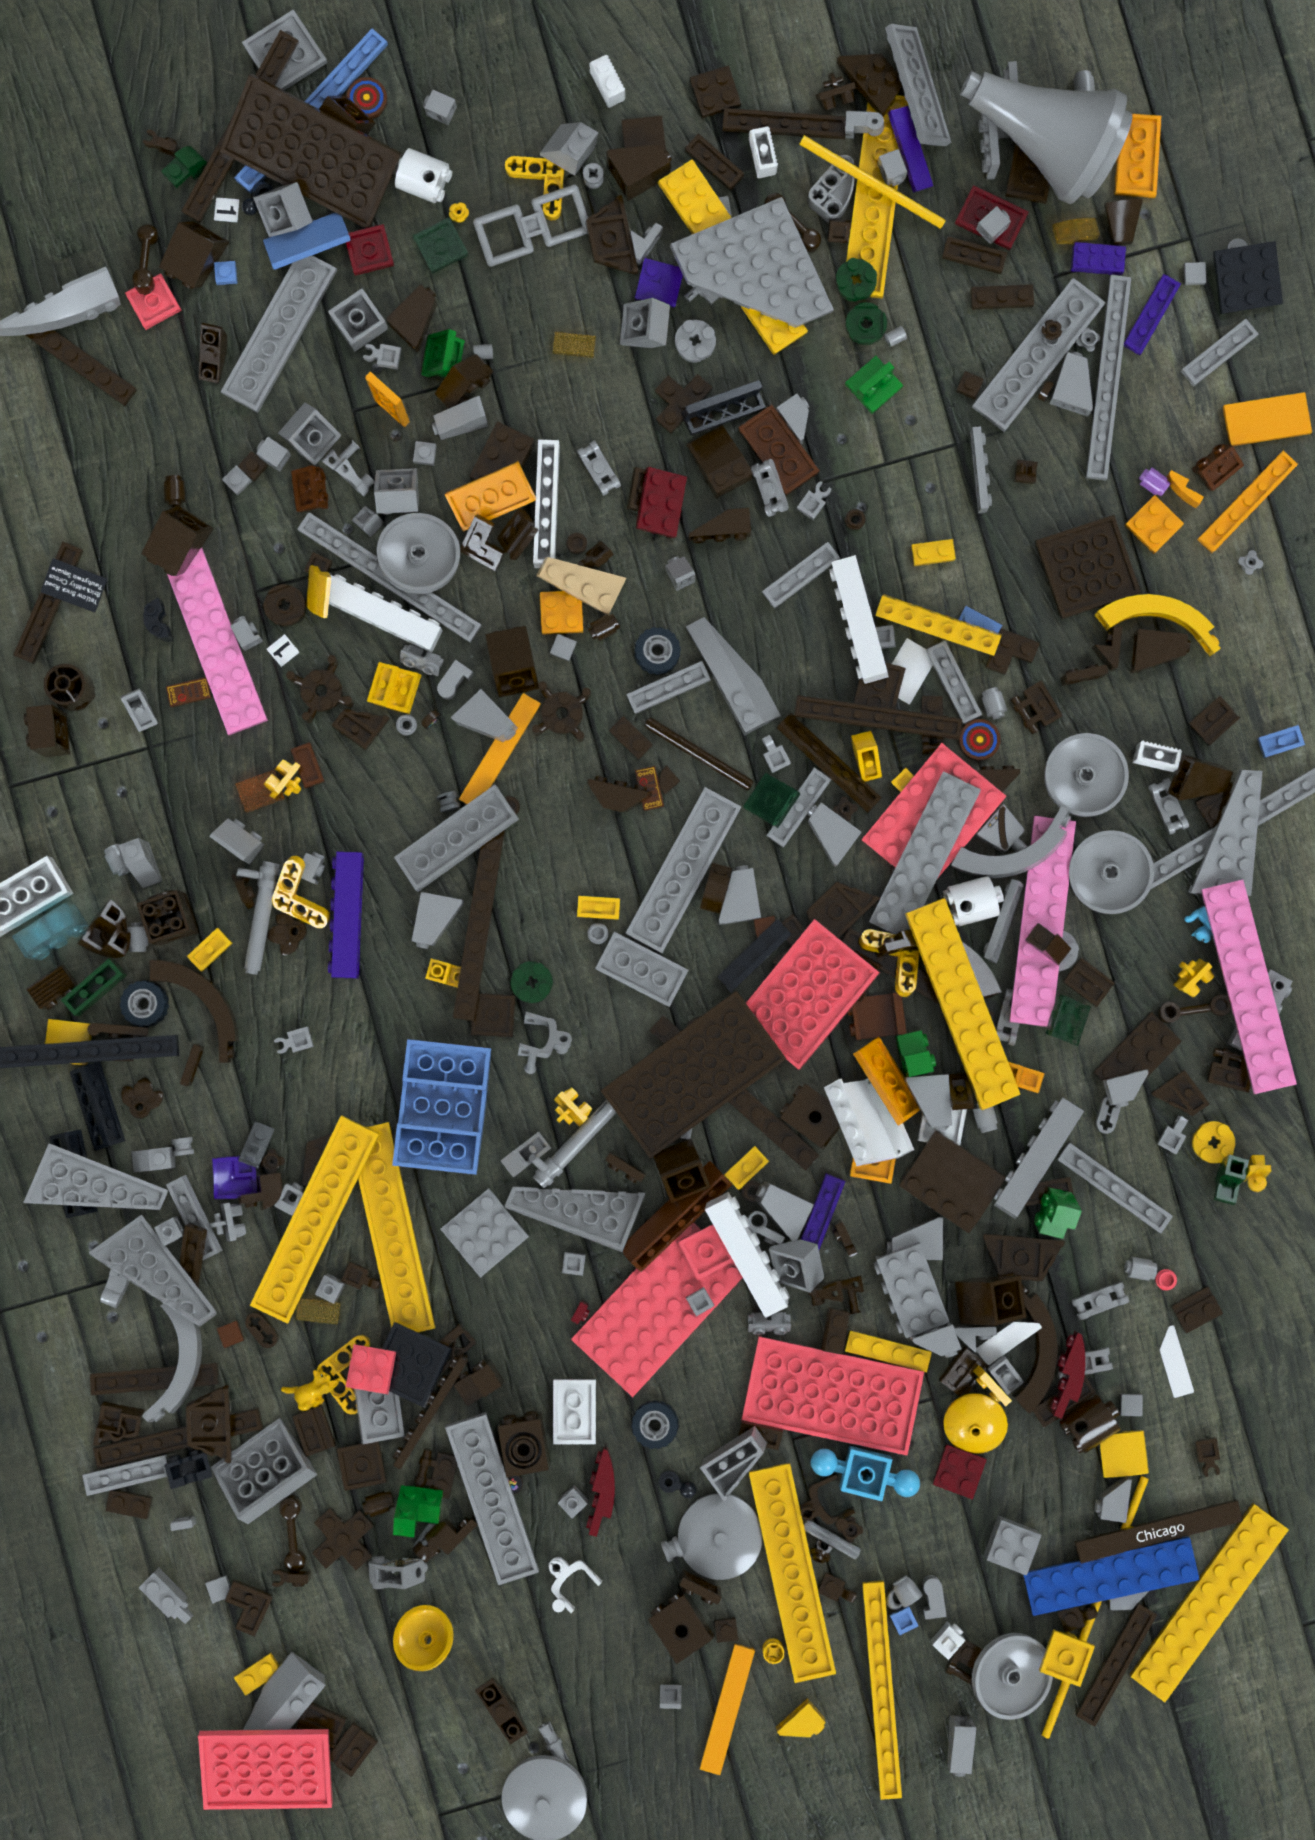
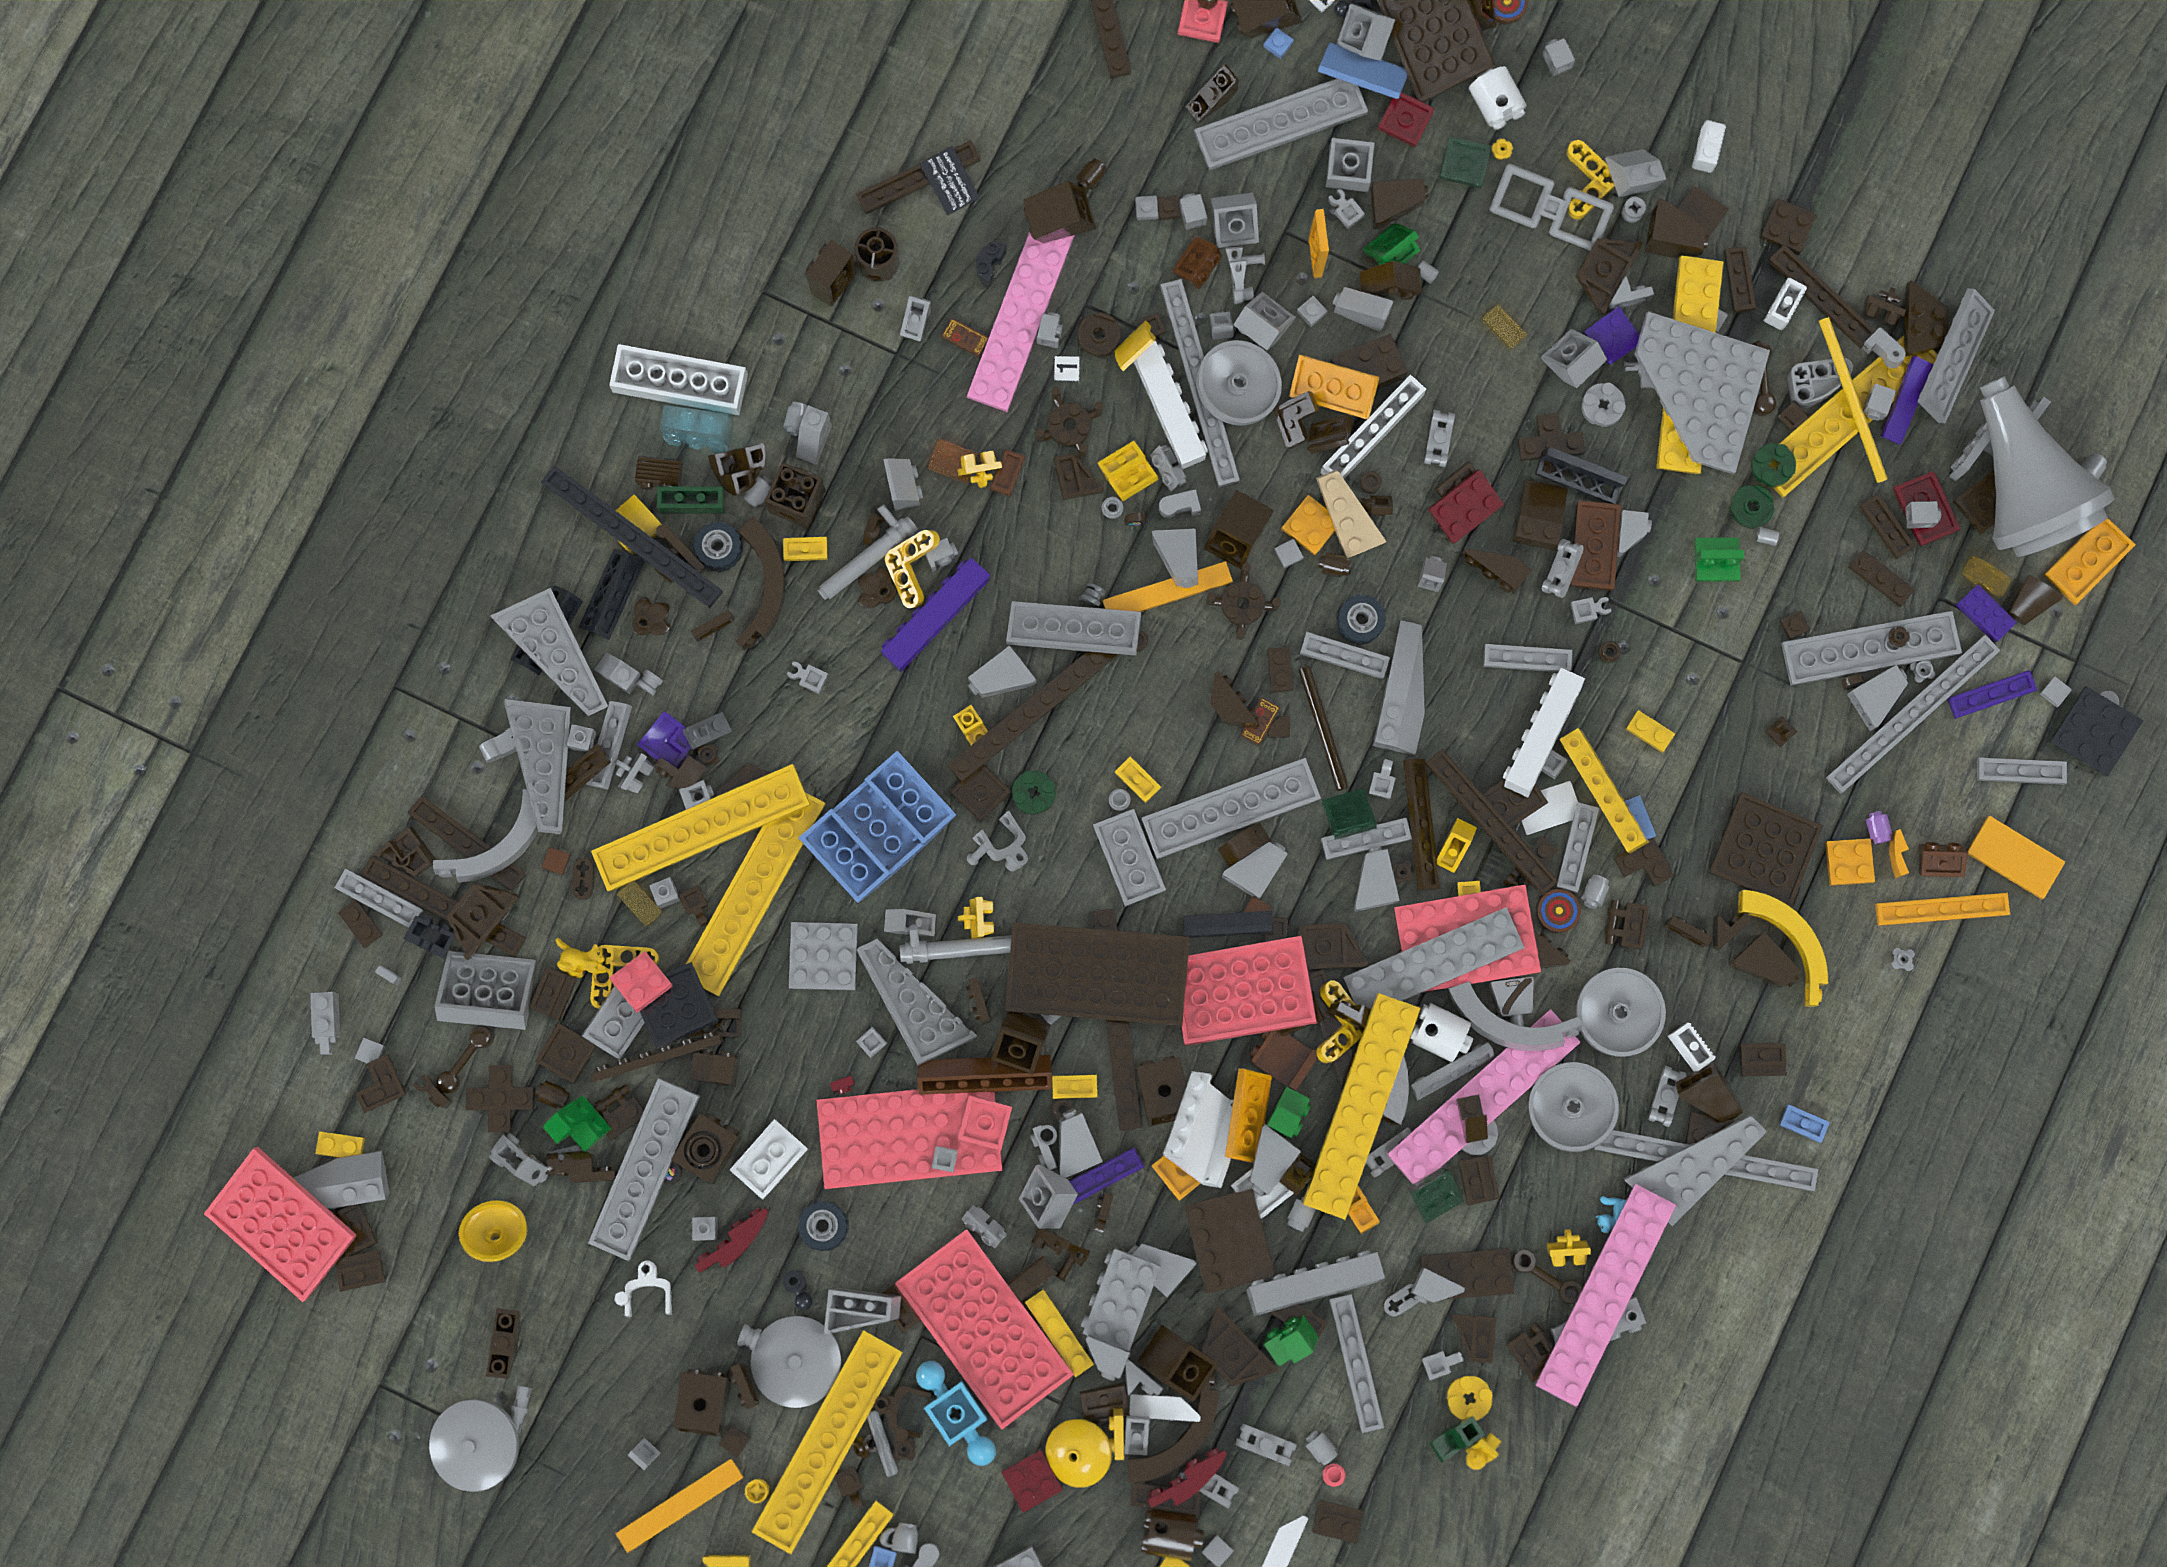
camera: 40 degrees right, 5 degrees down
(746, 1254) = (1014, 1154): white brick -> none
(982, 478) = (1740, 705): light grey plate -> none

